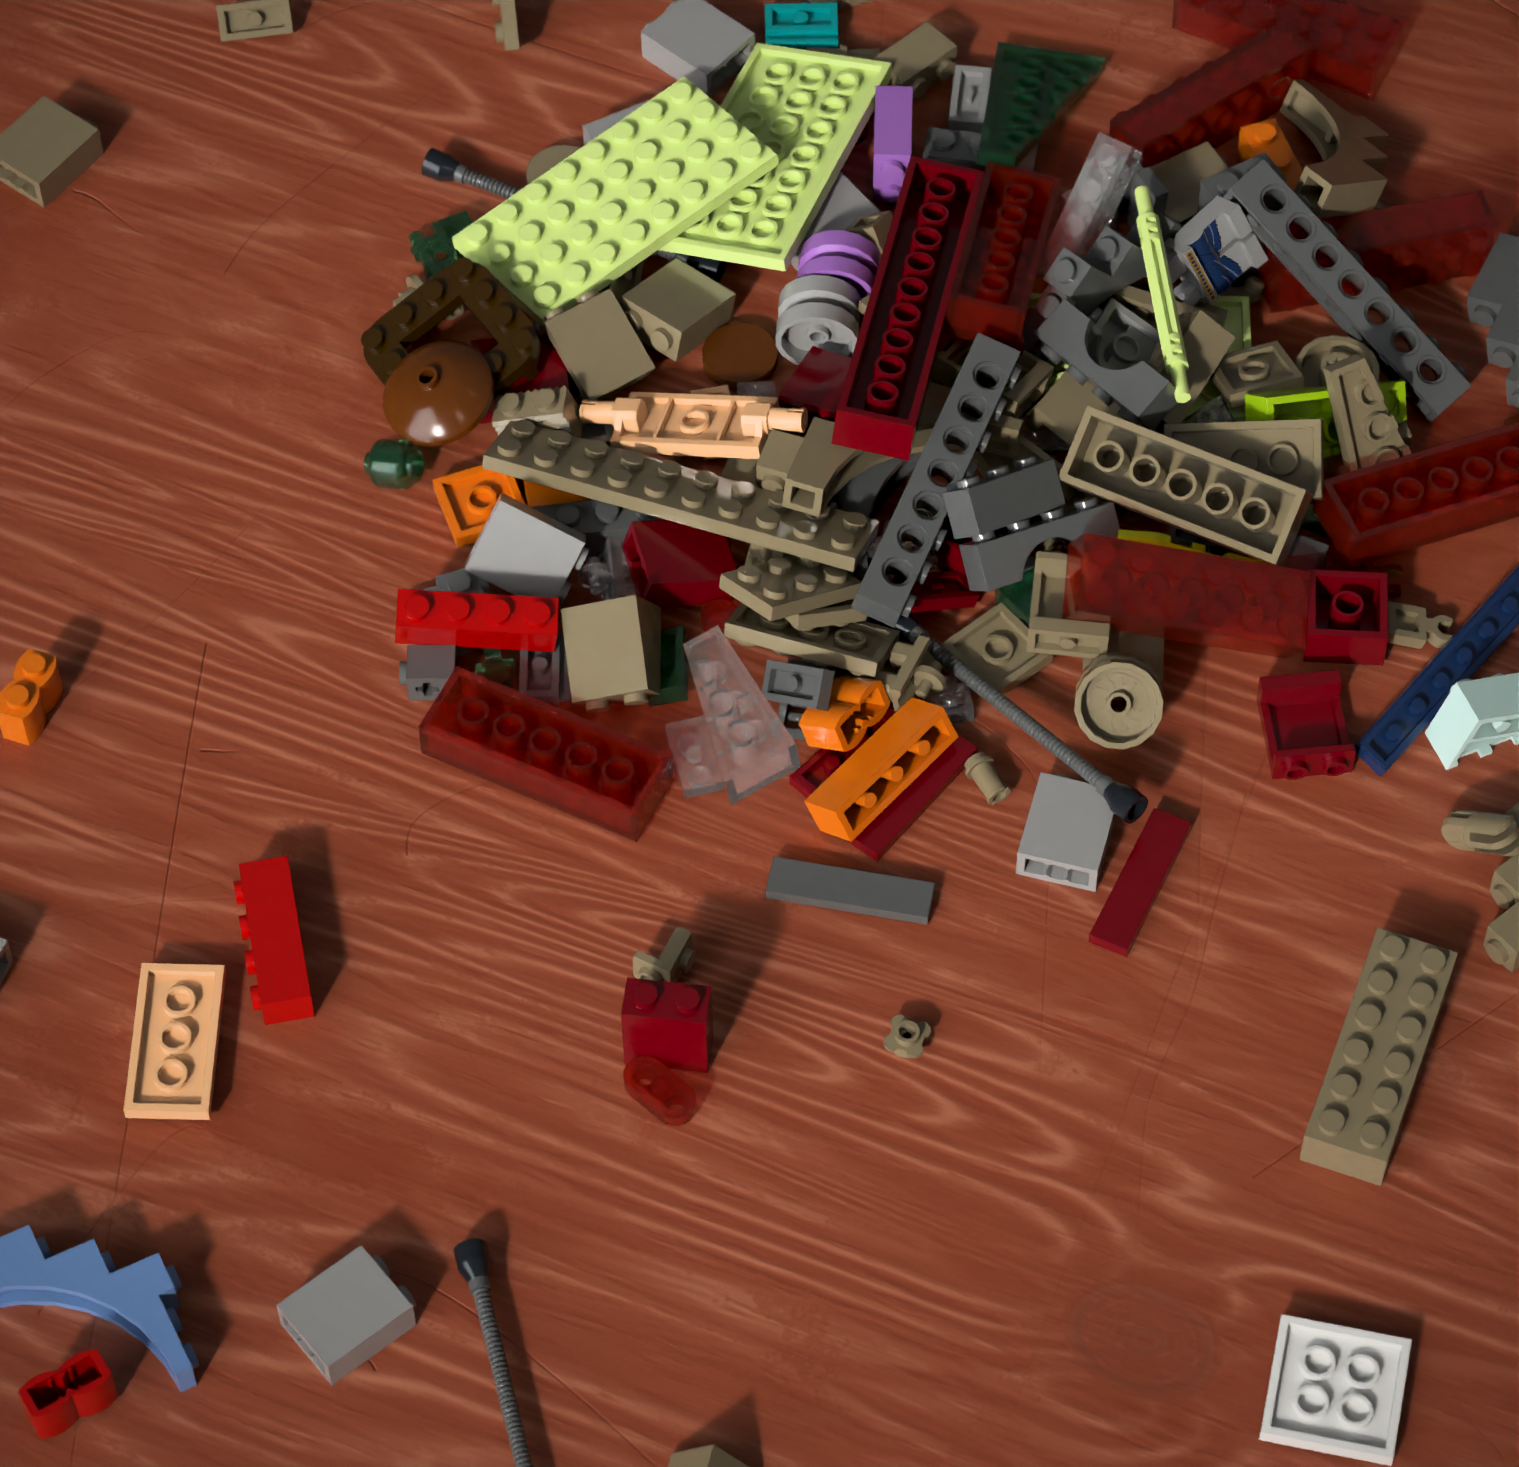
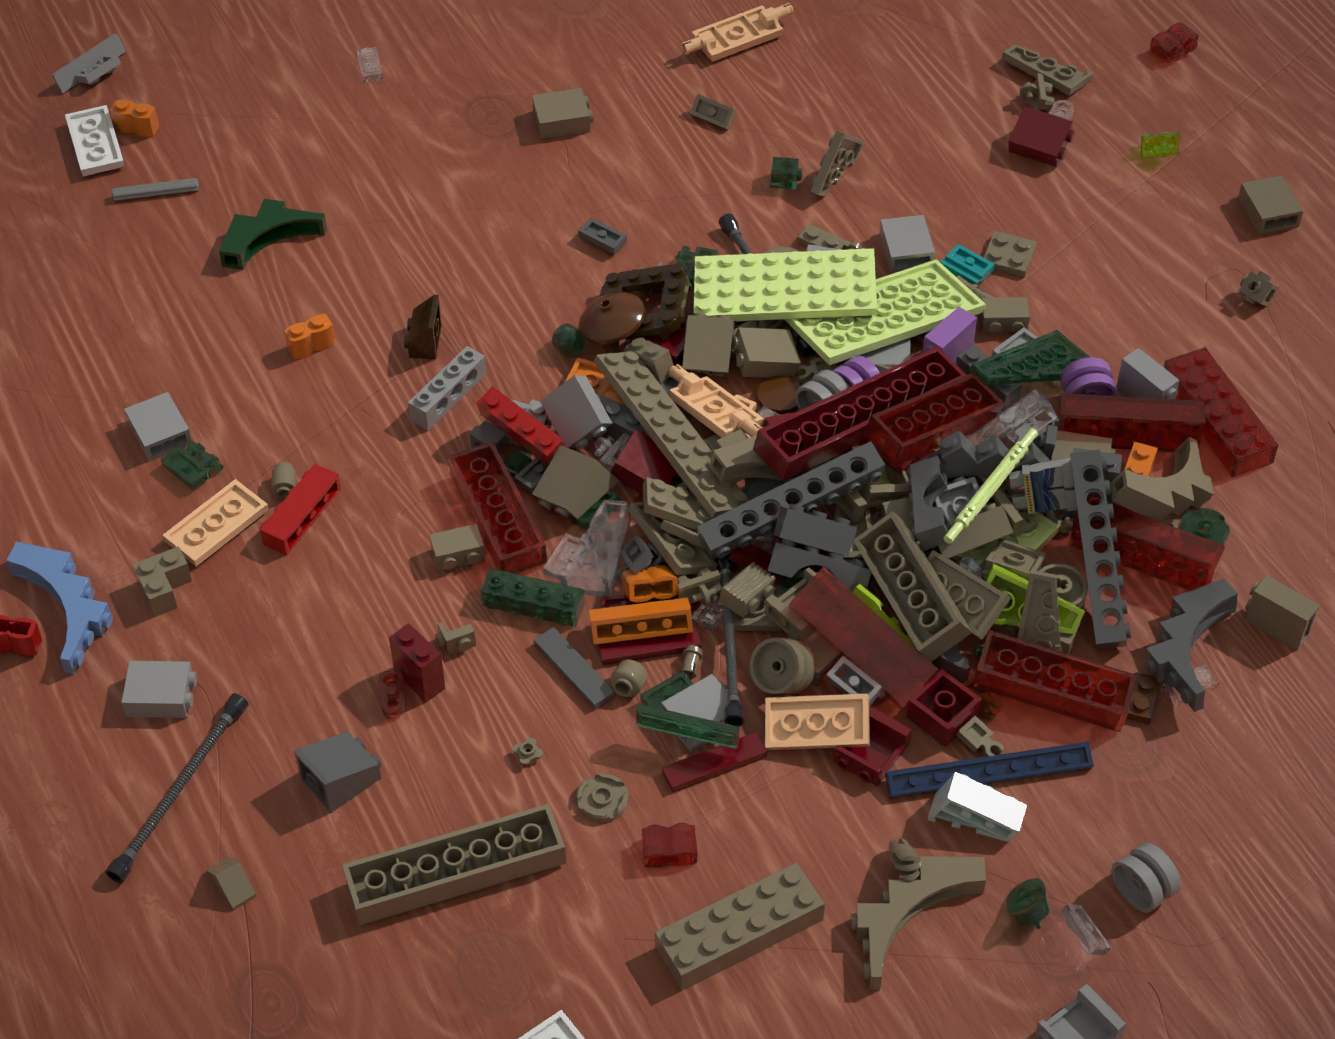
camera: 40 degrees right, 5 degrees down
(51, 997) = (187, 468): none -> clear green plate
(183, 1173) = (159, 576): none -> dark tan brick
(185, 577) = (424, 330): none -> dark brown slope
(209, 918) = (283, 479): none -> dark tan brick
(284, 290) = (602, 235): none -> dark grey plate
(301, 639) = (447, 388): none -> light grey brick
(442, 46) = (785, 173): none -> clear green brick
(542, 842) = (457, 547): none -> dark tan brick
(573, 111) = (818, 237): none -> dark tan plate
(702, 1238) = (337, 769): none -> dark grey slope
(709, 837) = (532, 597): none -> clear green brick
(756, 287) = (816, 366): none -> dark tan plate
(937, 853) = (628, 678): none -> dark tan head
(974, 1242) = (454, 864): none -> dark tan brick
(979, 634) = (747, 590): none -> dark tan brick
(1001, 838) = (665, 690): none -> clear green plate
(1053, 1026) = (602, 798): none -> dark tan tile
(1089, 856) = (687, 726): none -> clear green tile
(1113, 84) = (1088, 377): none -> medium lavender wheel
(1179, 39) = (1145, 378): none -> light grey brick
(1197, 1022) = (669, 845): none -> clear red brick
(1218, 662) = (854, 680): none -> light grey brick
(1222, 741) = (817, 722): none -> light nougat plate
(1412, 170) = (1209, 518): none -> clear green plate

